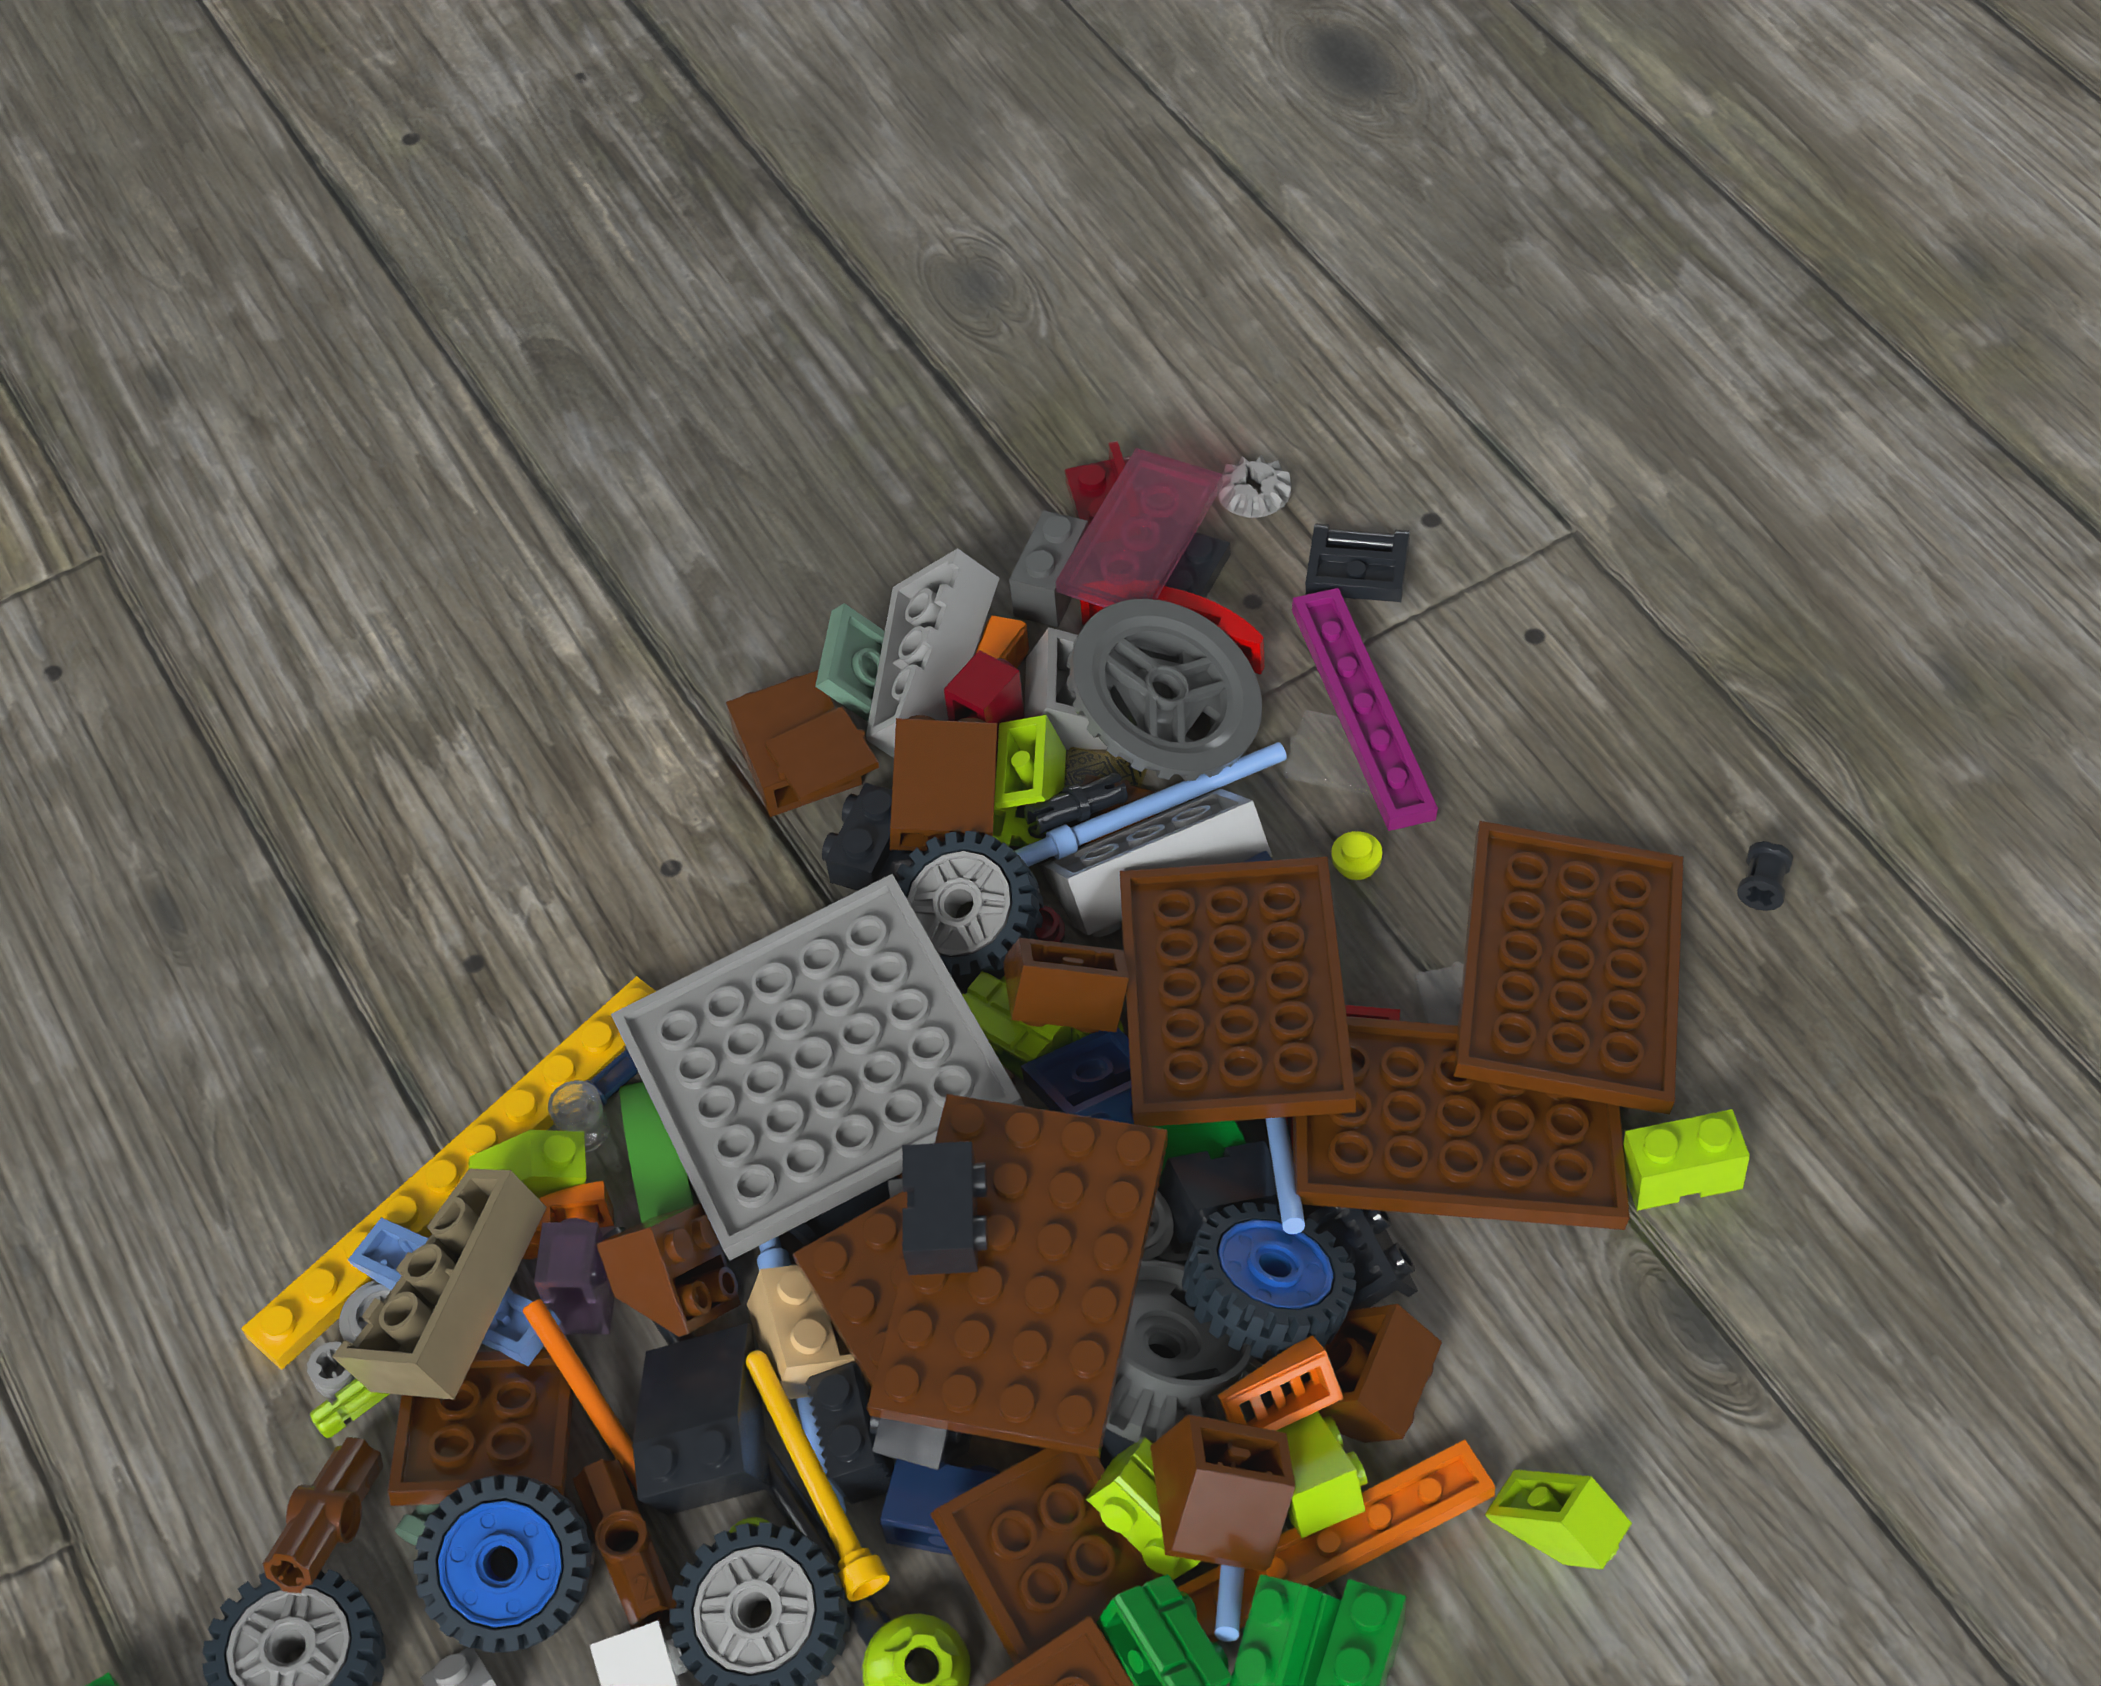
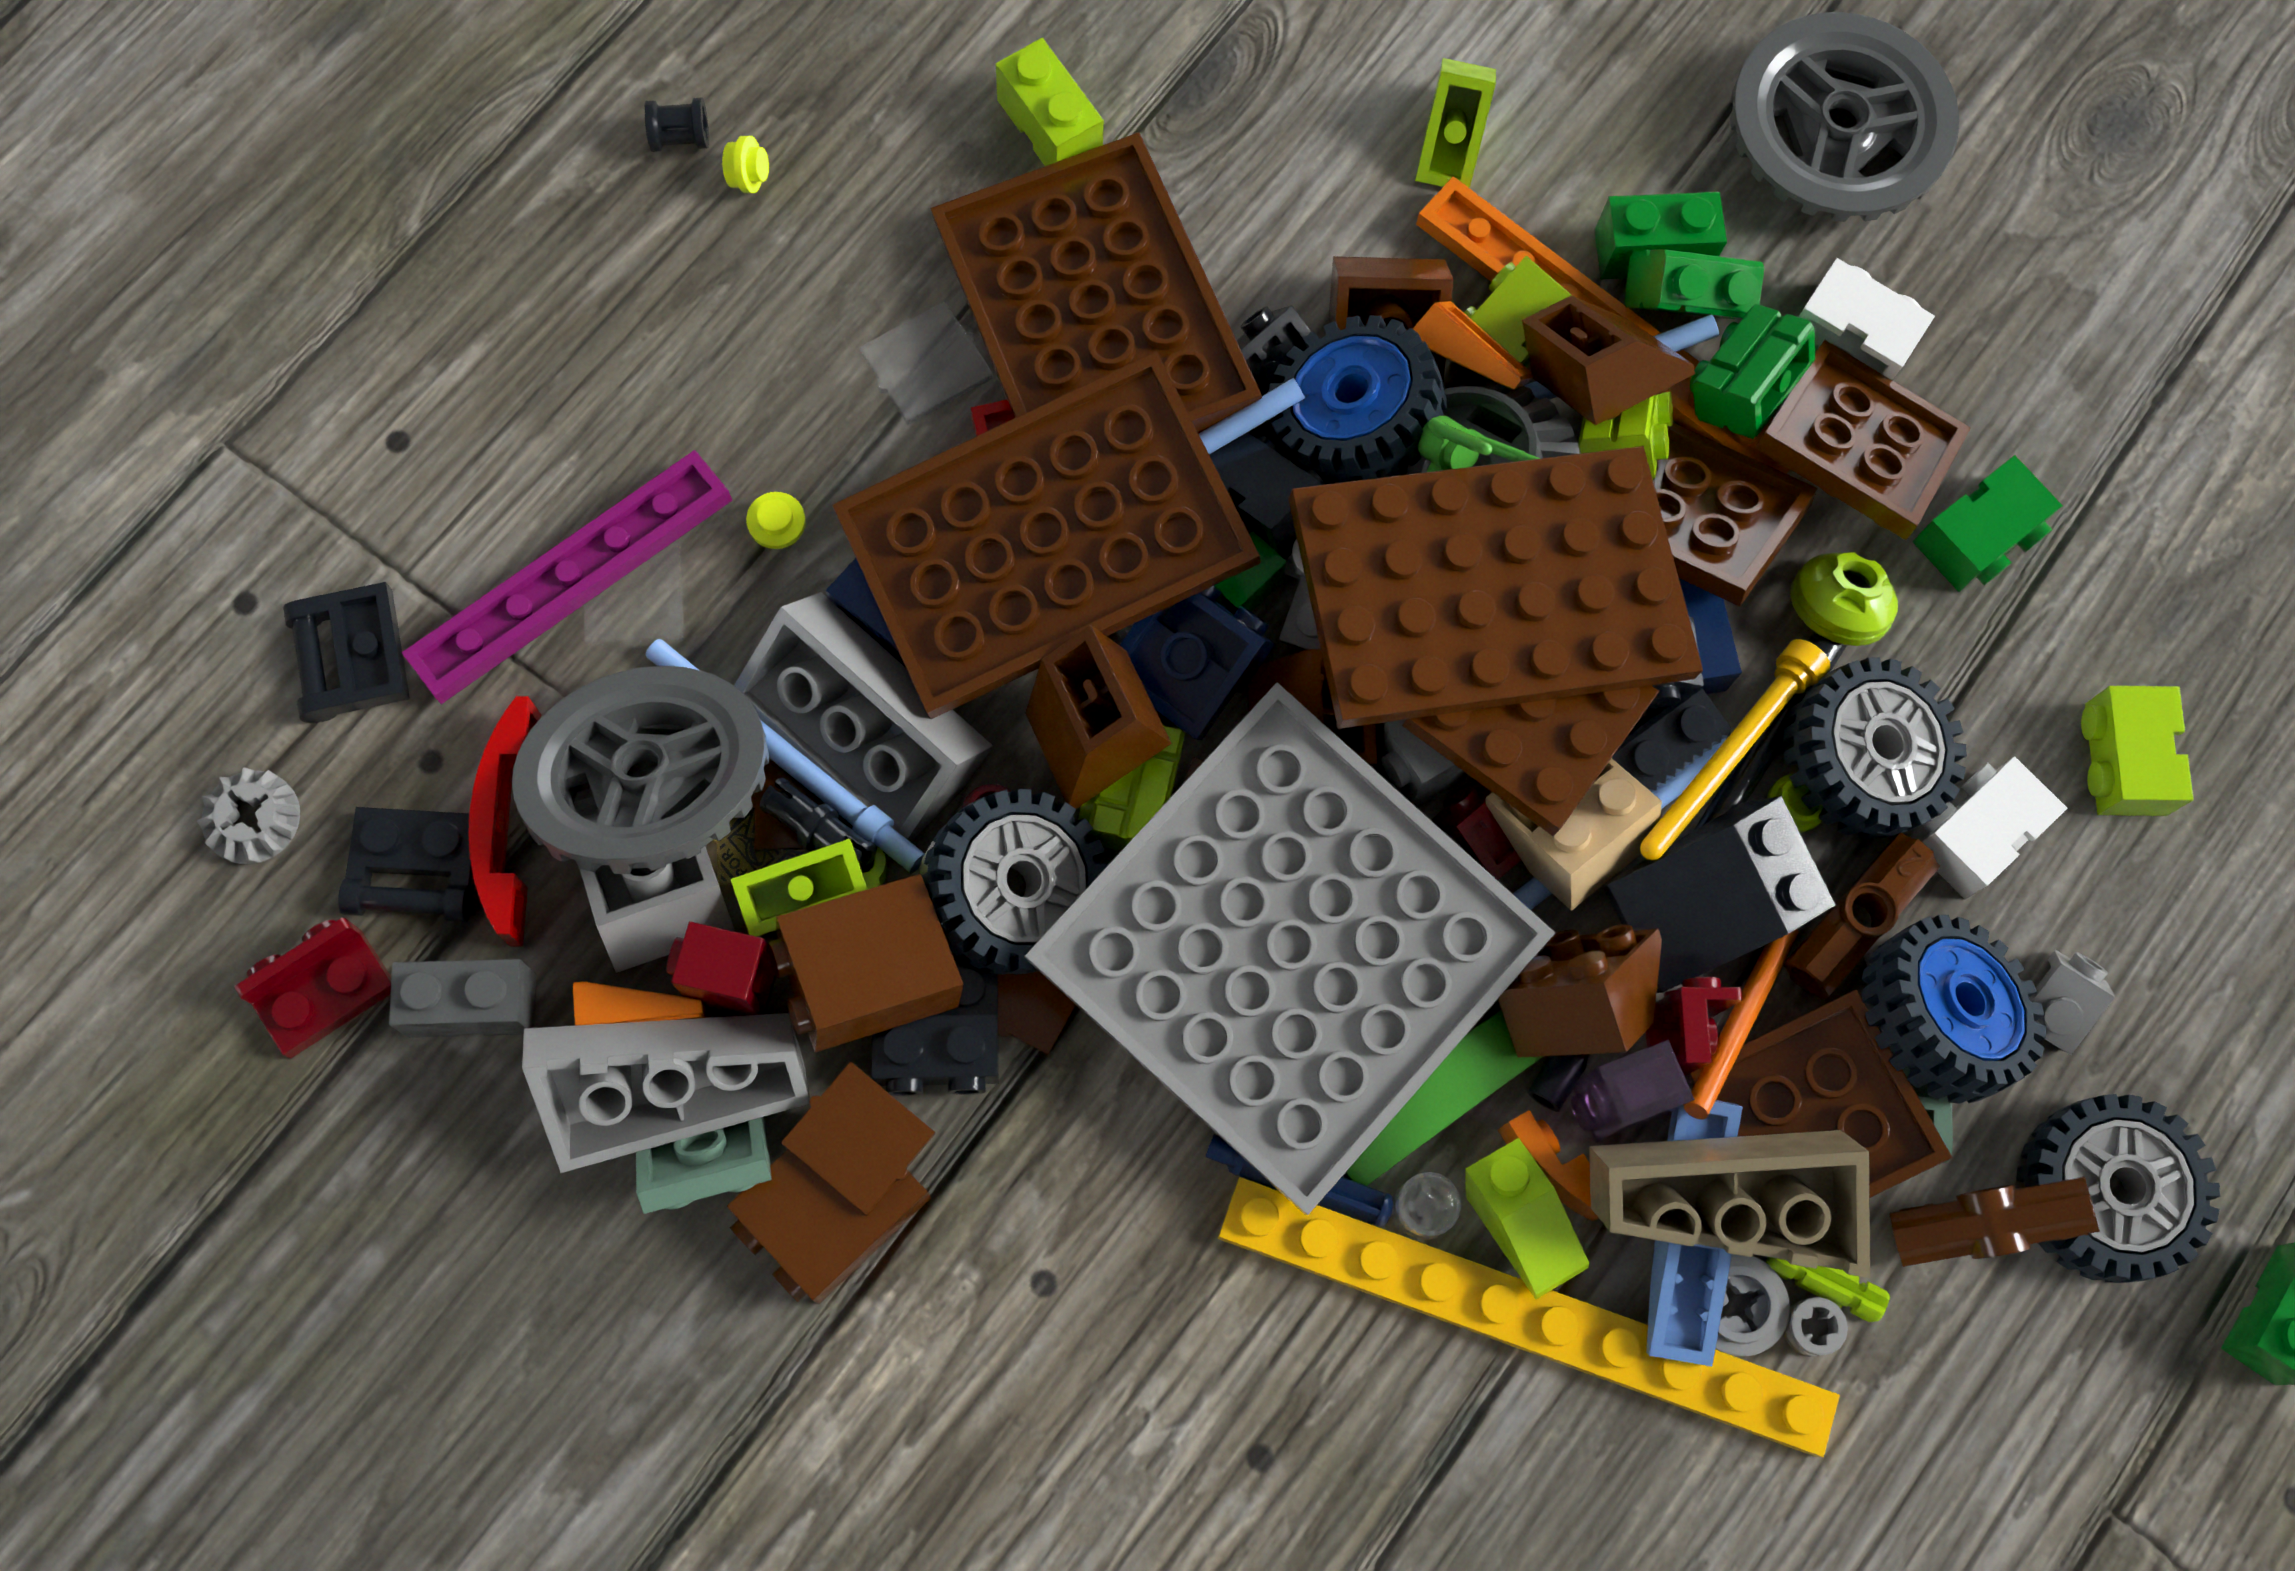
camera: 125 degrees left, 20 degrees up
(604, 1340) = (1687, 1020): none -> dark red bracket
(941, 1213) = (1512, 640): black brick -> none
(1139, 530) = (395, 890): clear pink tile -> none
(1179, 1315) = (1455, 447): none -> bright green plant
(1572, 968) = (865, 256): reddish brown plate -> none
(1707, 915) = (745, 164): none -> neon yellow plate

